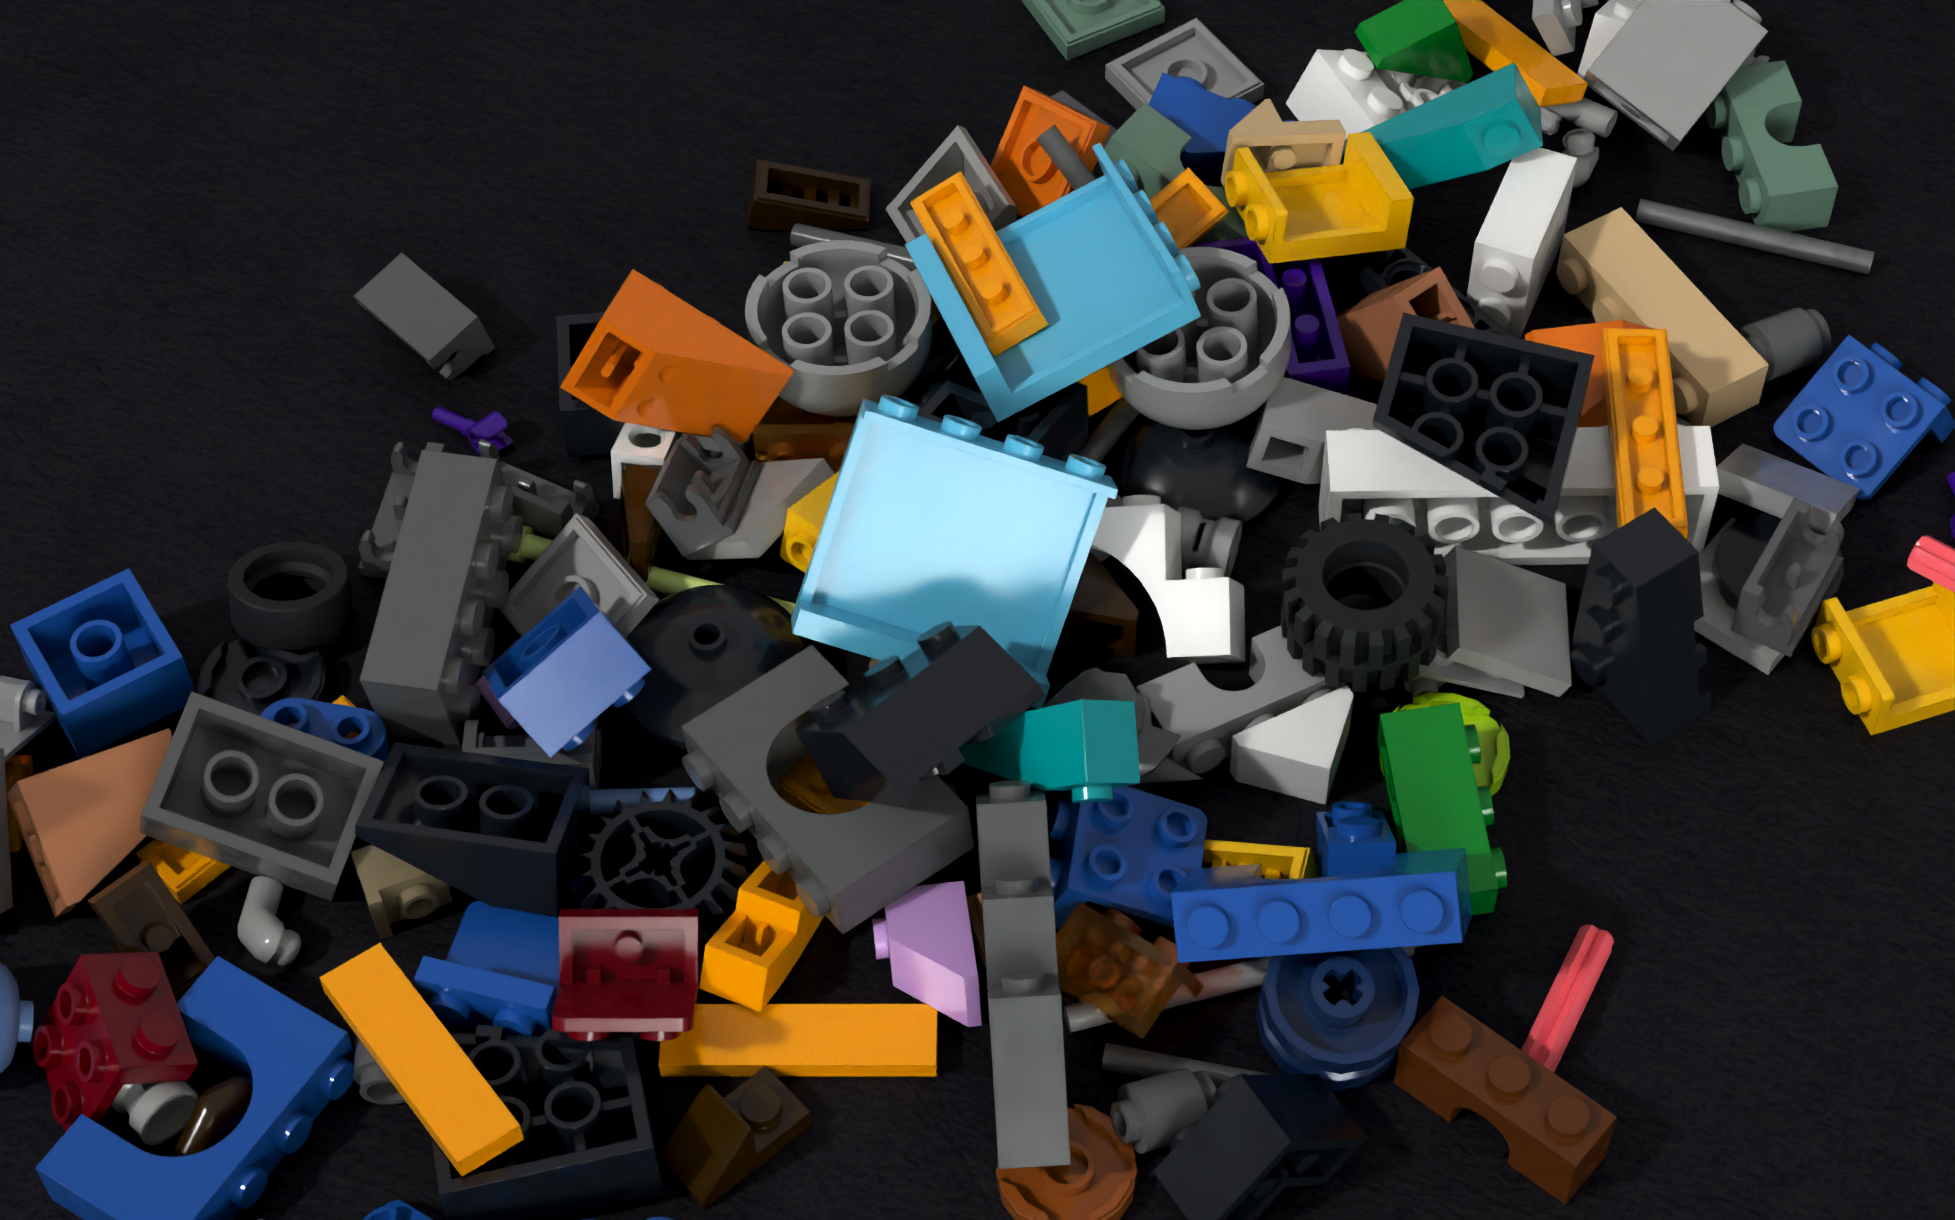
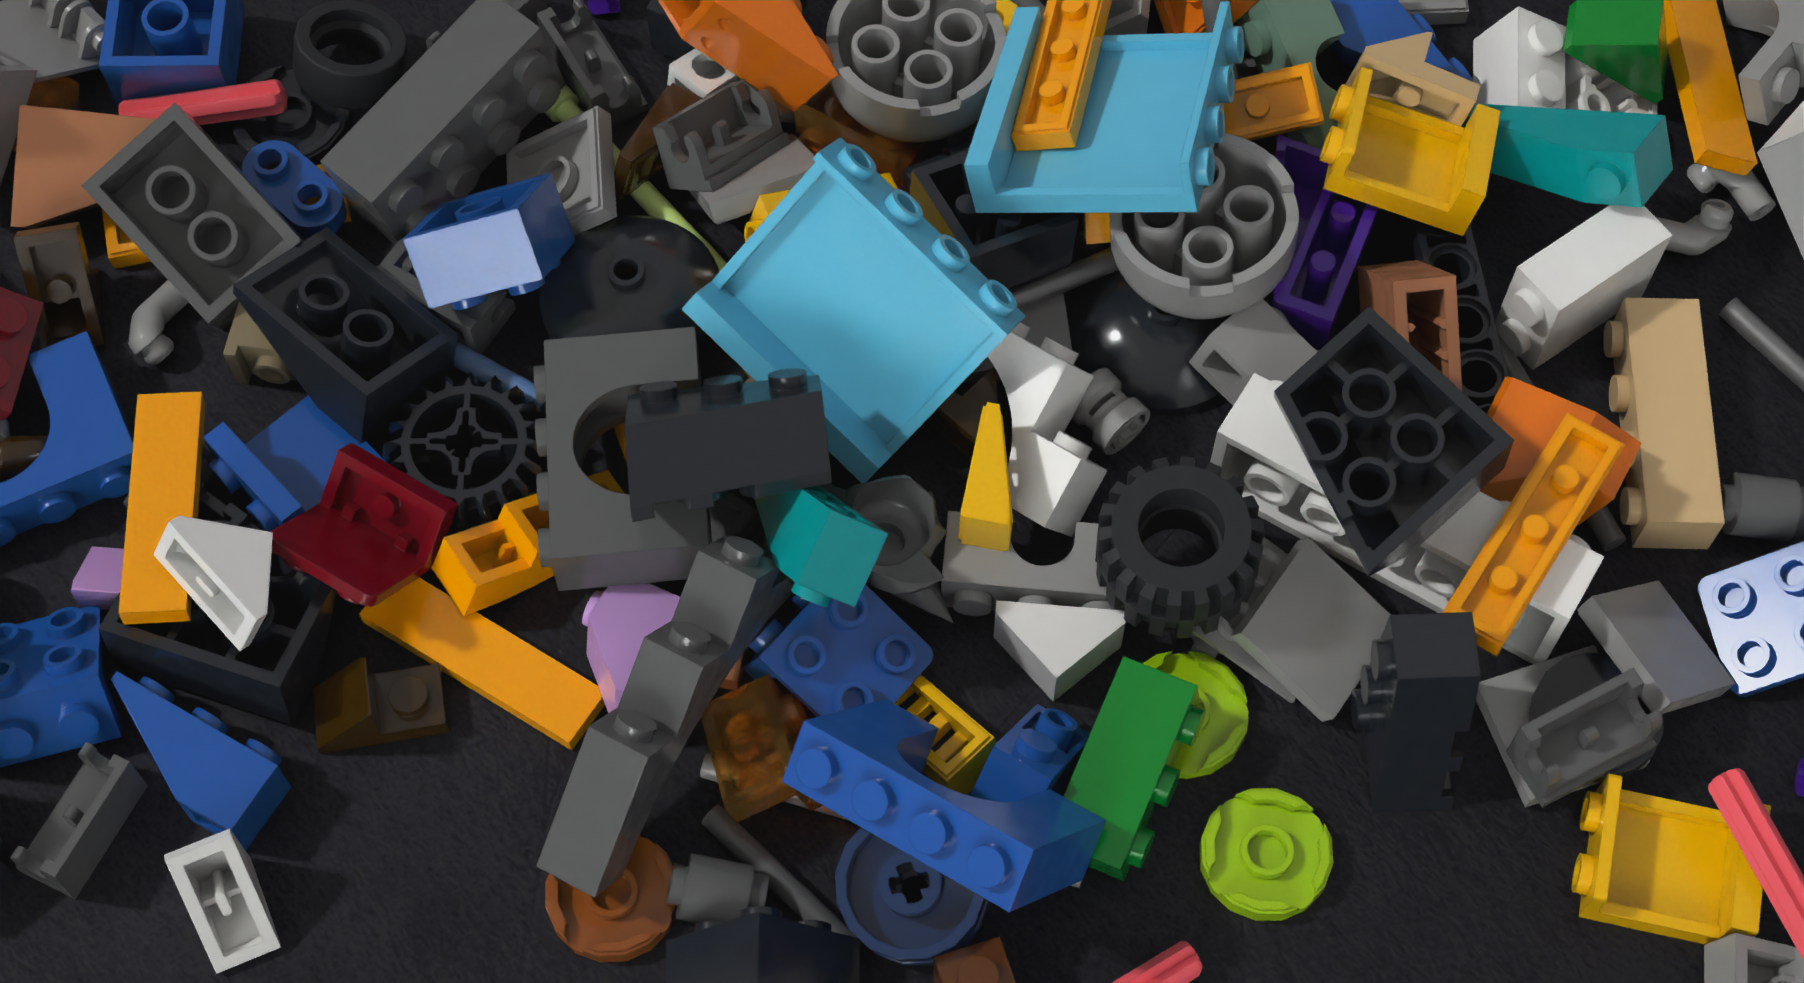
camera: 30 degrees right, 10 degrees up
(218, 682) = (215, 104): none -> coral axle
(395, 1166) = (99, 578): none -> lavender slope
(537, 1071) = (222, 571): none -> white slope
(1168, 646) = (986, 505): none -> yellow slope
(1593, 824) = (1266, 854): none -> lime tile

